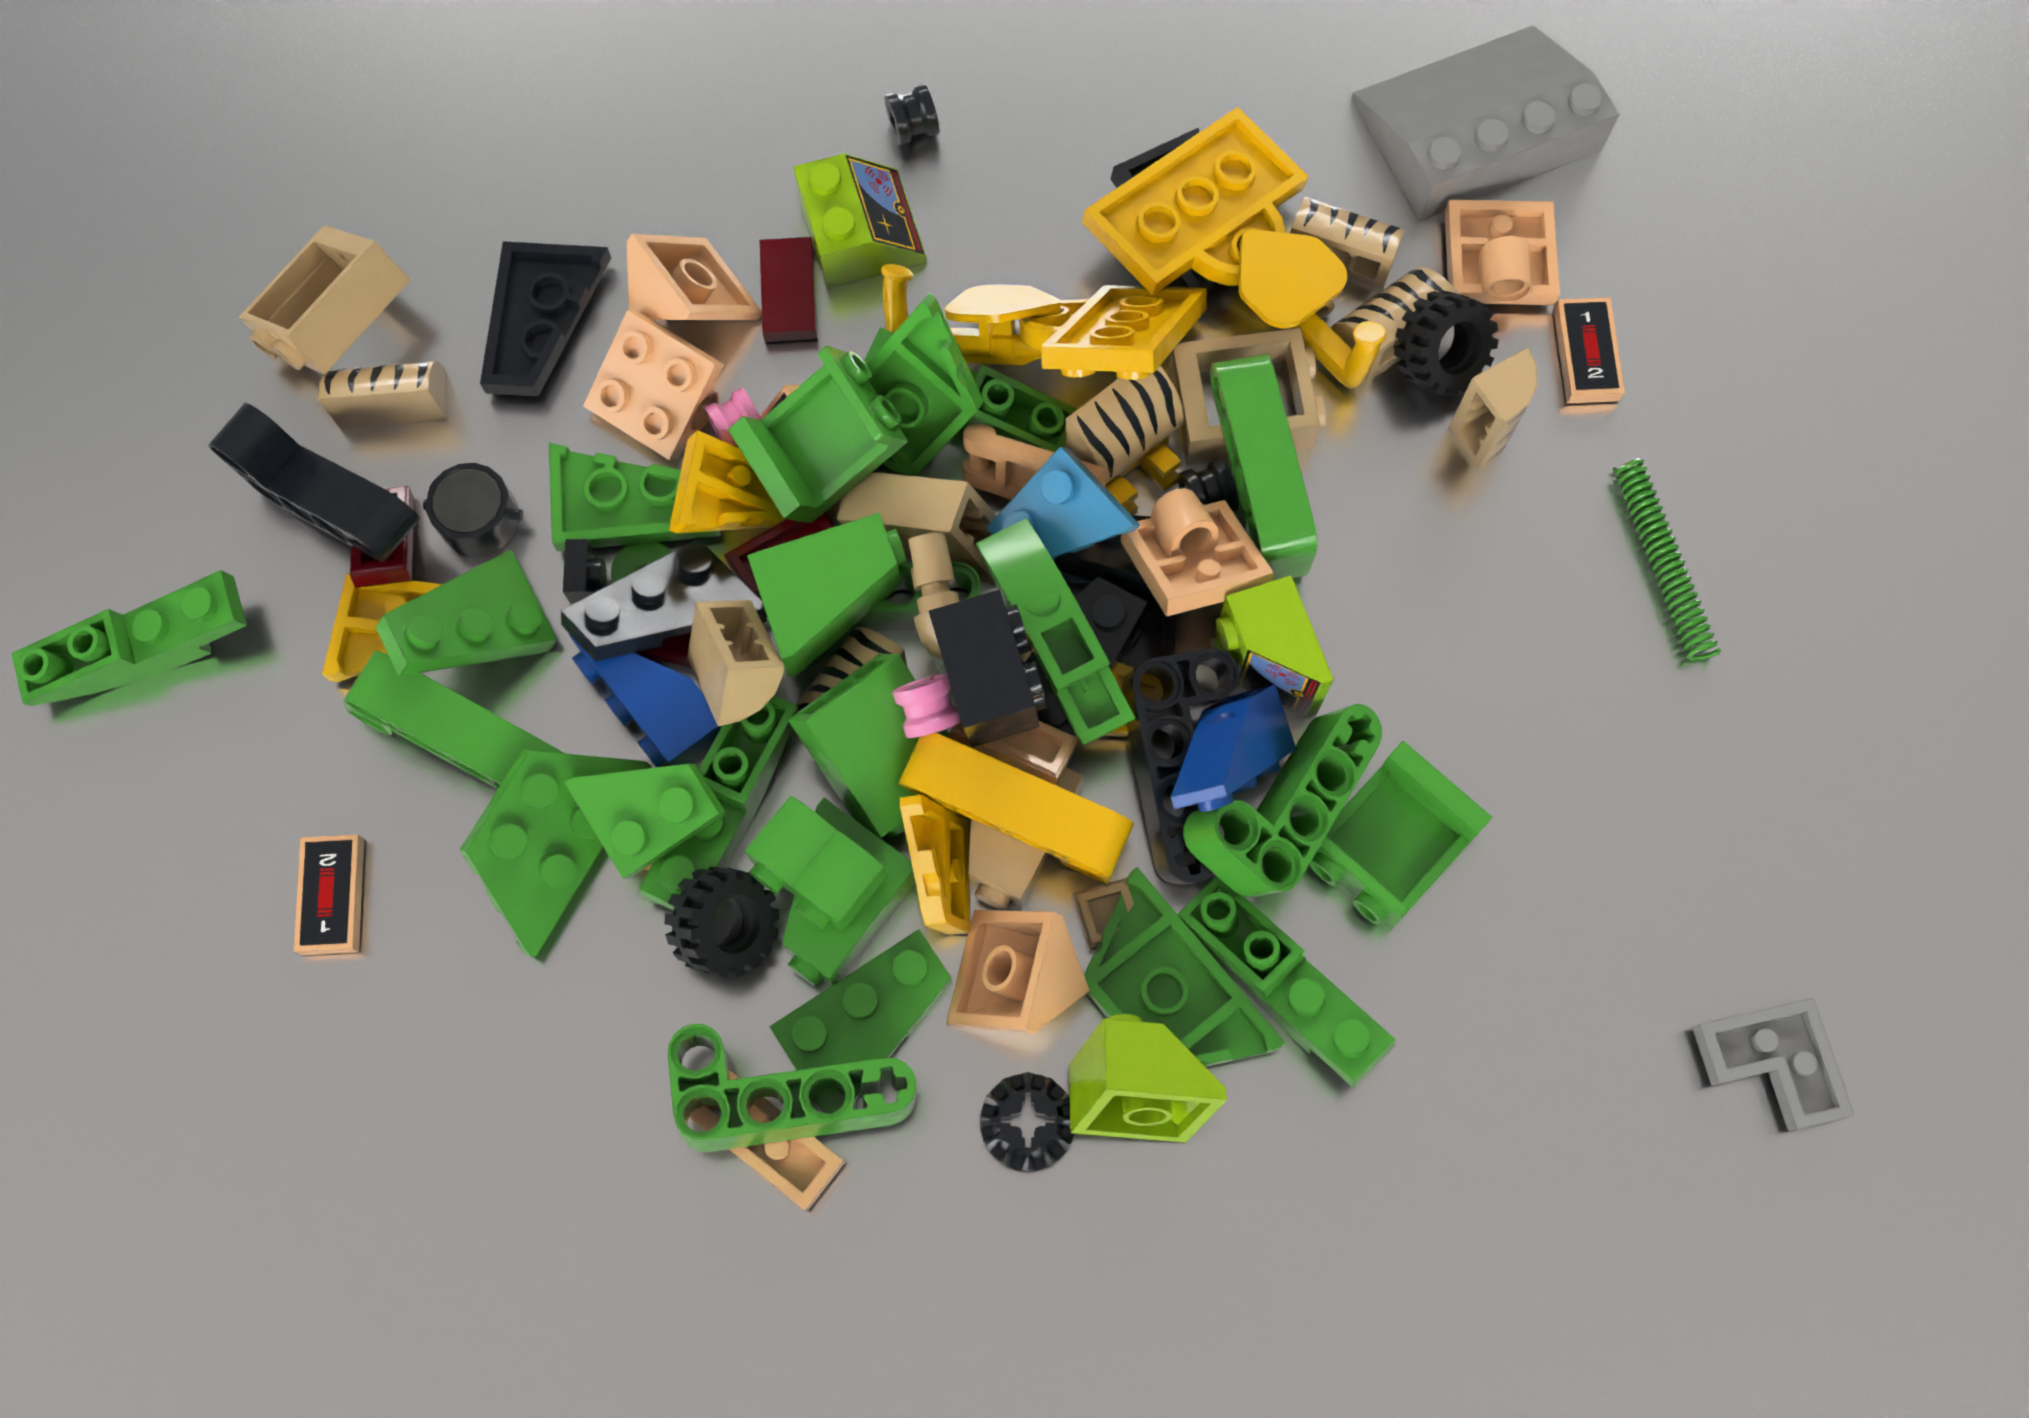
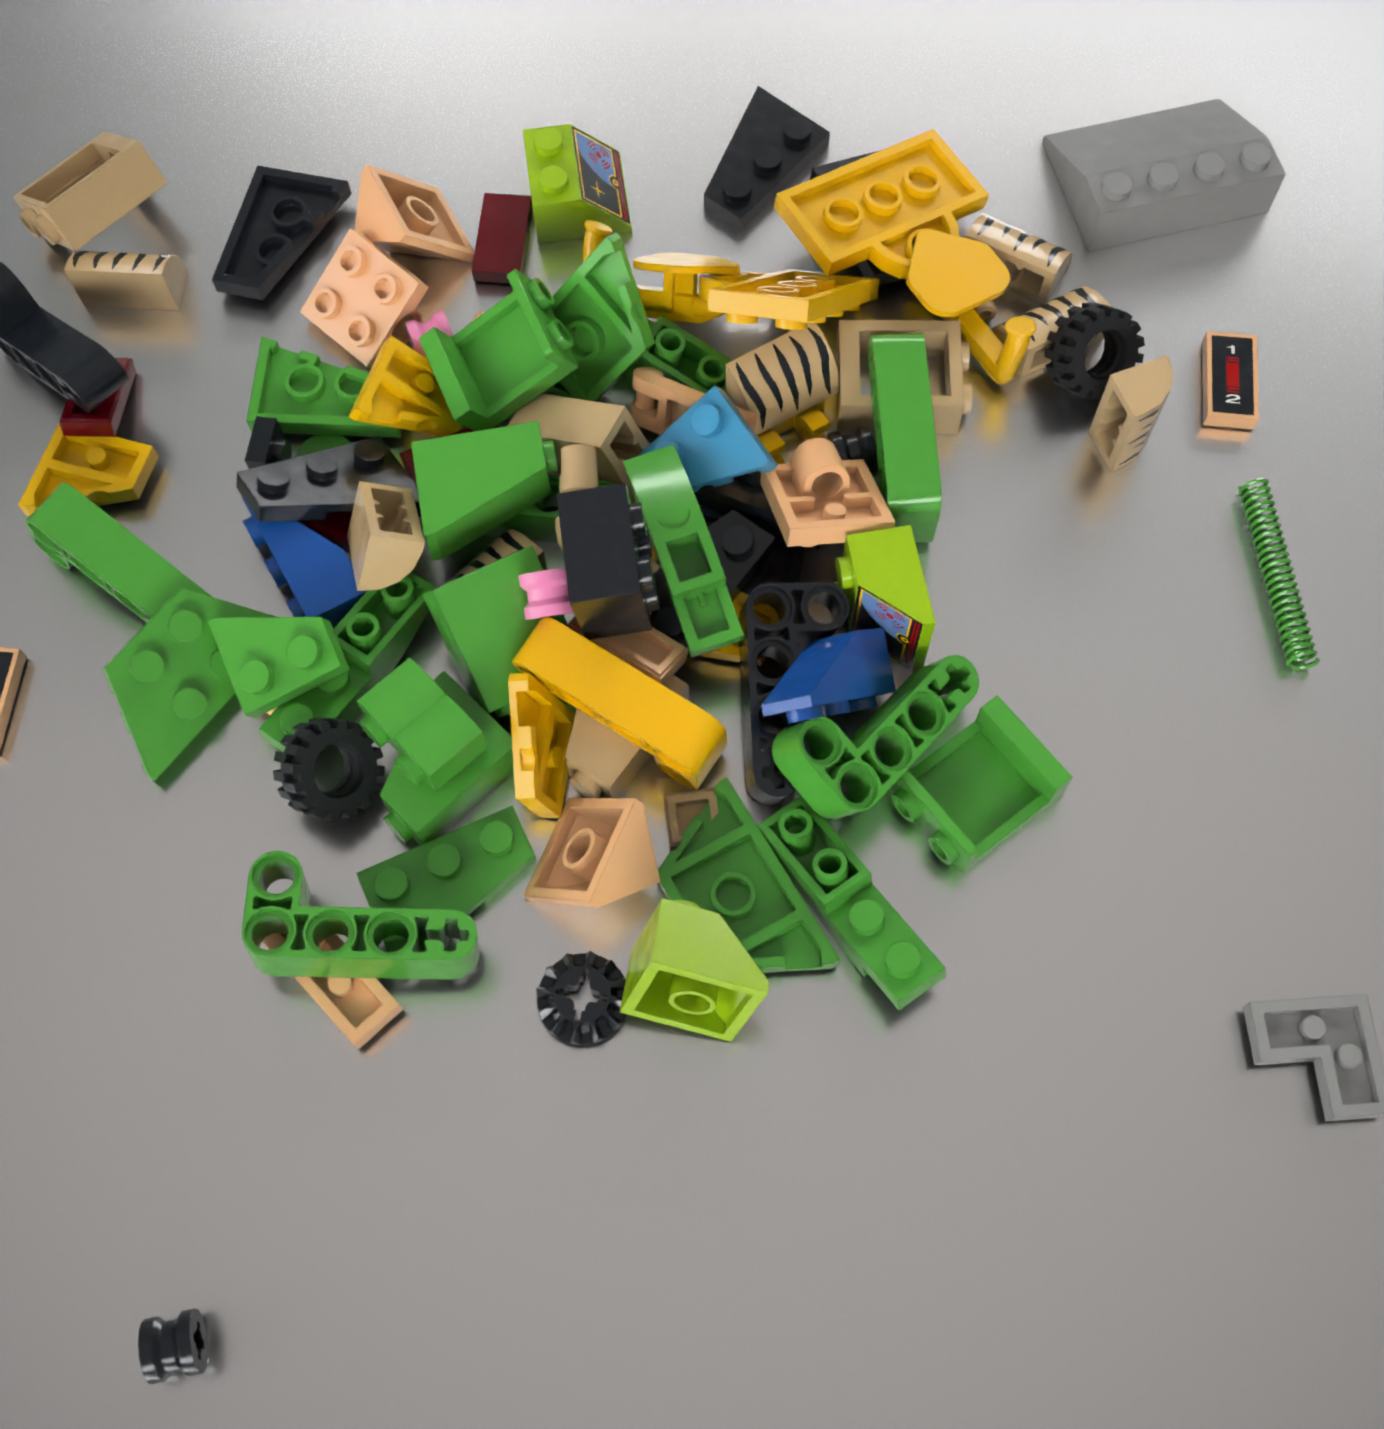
camera: 10 degrees right, 5 degrees down
(468, 621) = (154, 473): bright green wing -> none
(472, 509) = (183, 385): piece -> none
(912, 114) = (640, 105): black wheel -> none
(1054, 158) = (762, 158): none -> black wing
(1502, 251) = (1162, 283): light nougat plate -> none

